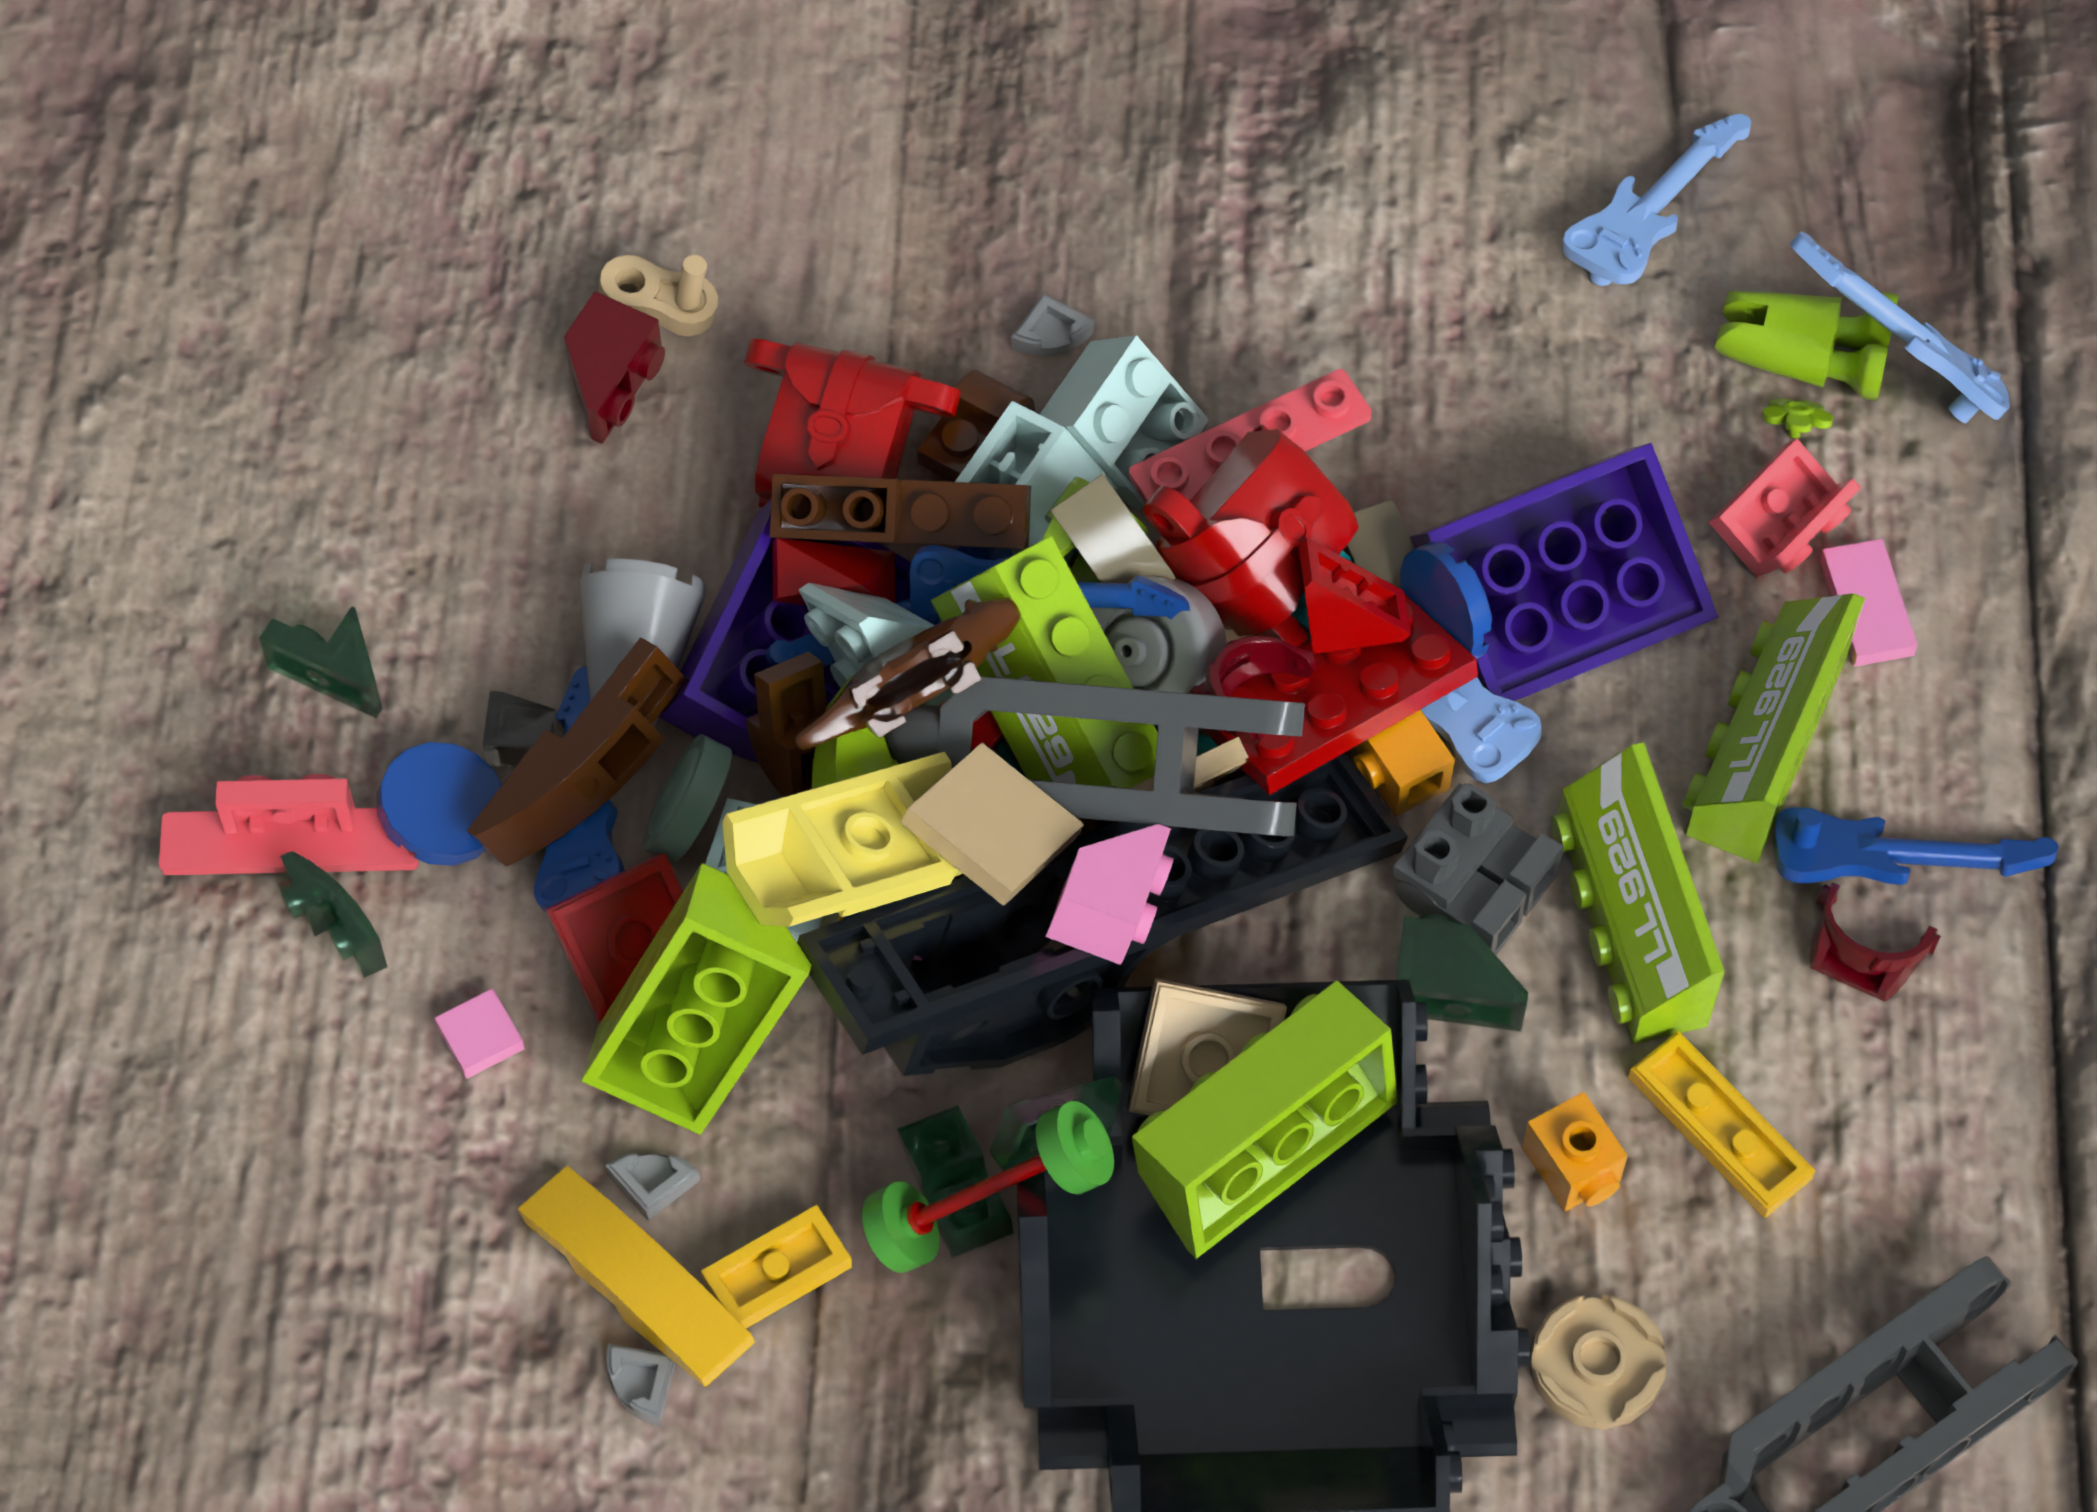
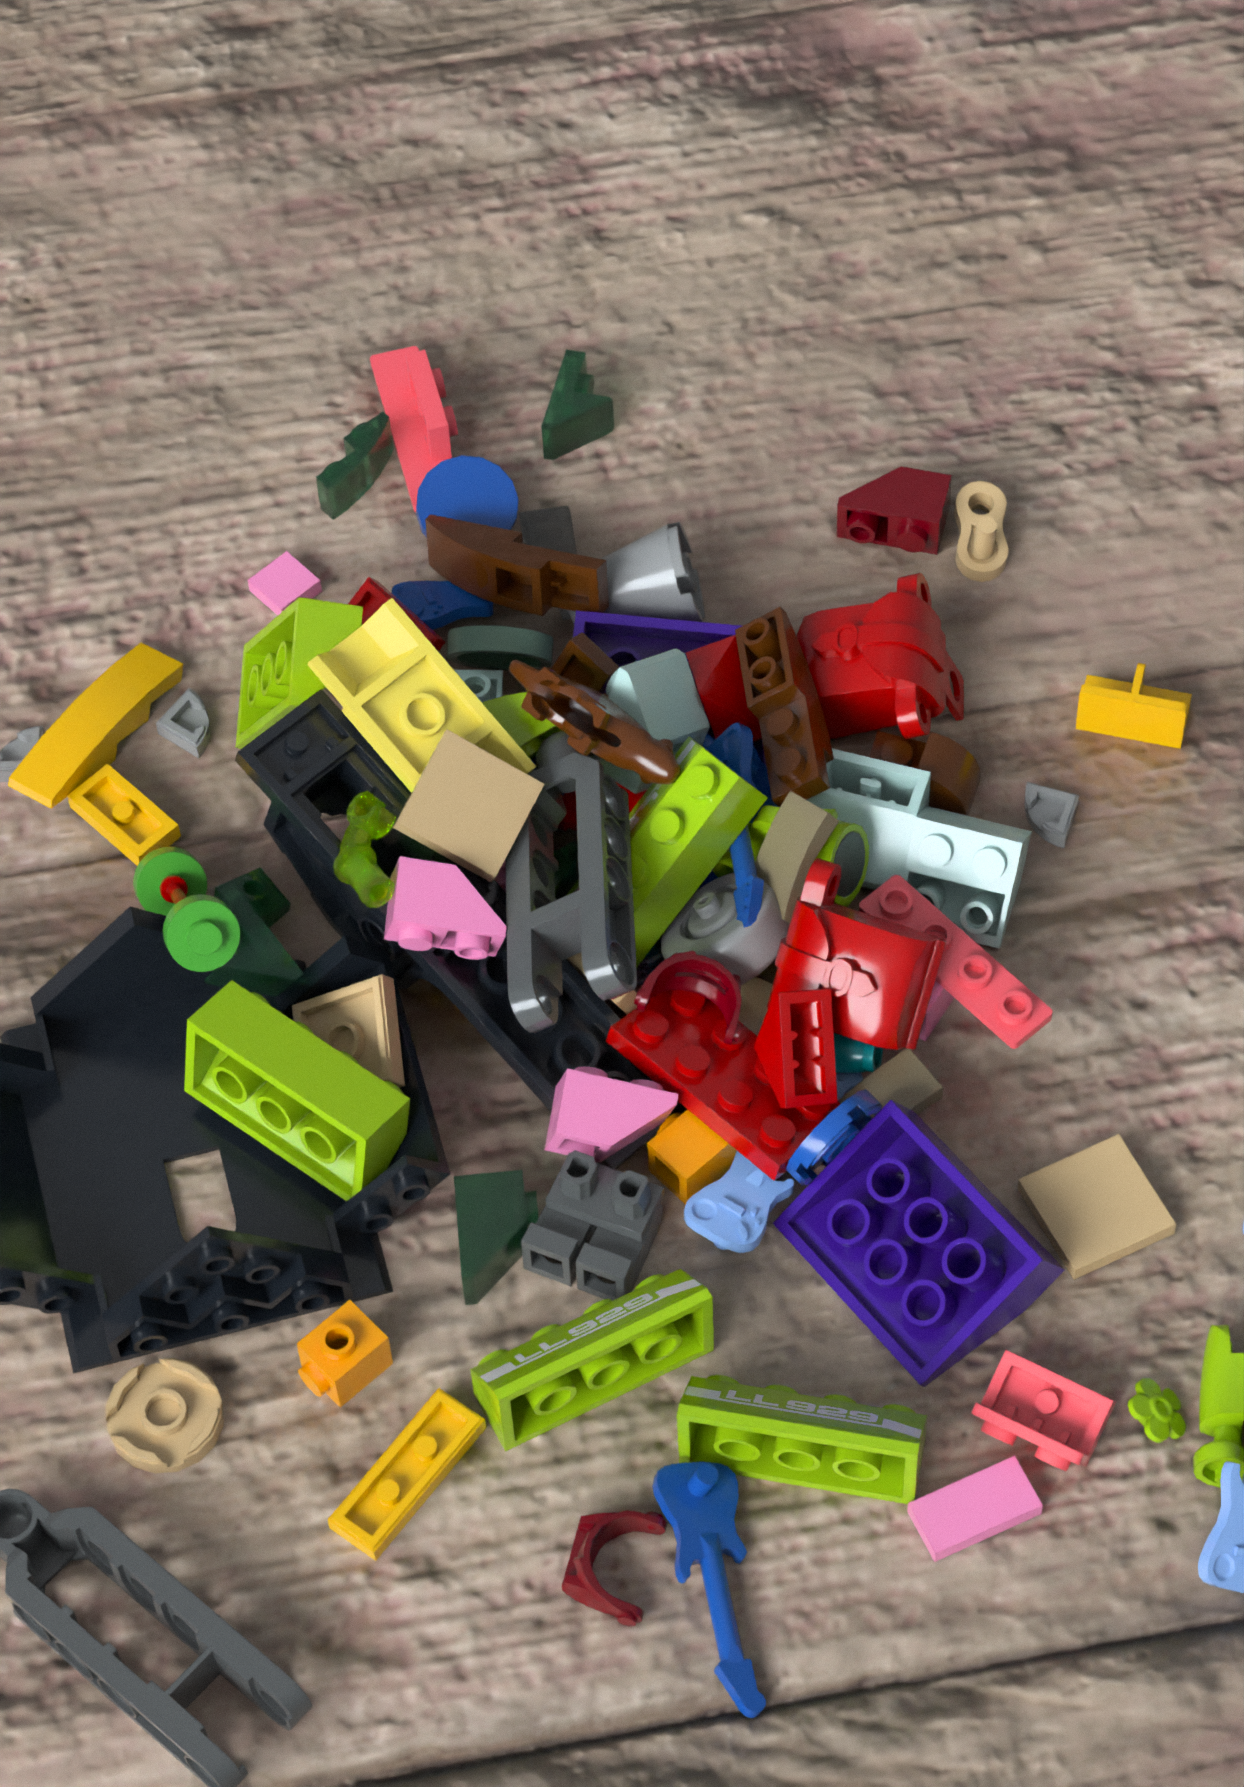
camera: 80 degrees right, 5 degrees down
(945, 215) = (1133, 710): none -> yellow panel
(1035, 954) = (356, 859): none -> clear neon green piece
(1369, 818) = (603, 1113): none -> bright pink slope
(1547, 410) = (1096, 1206): none -> tan tile

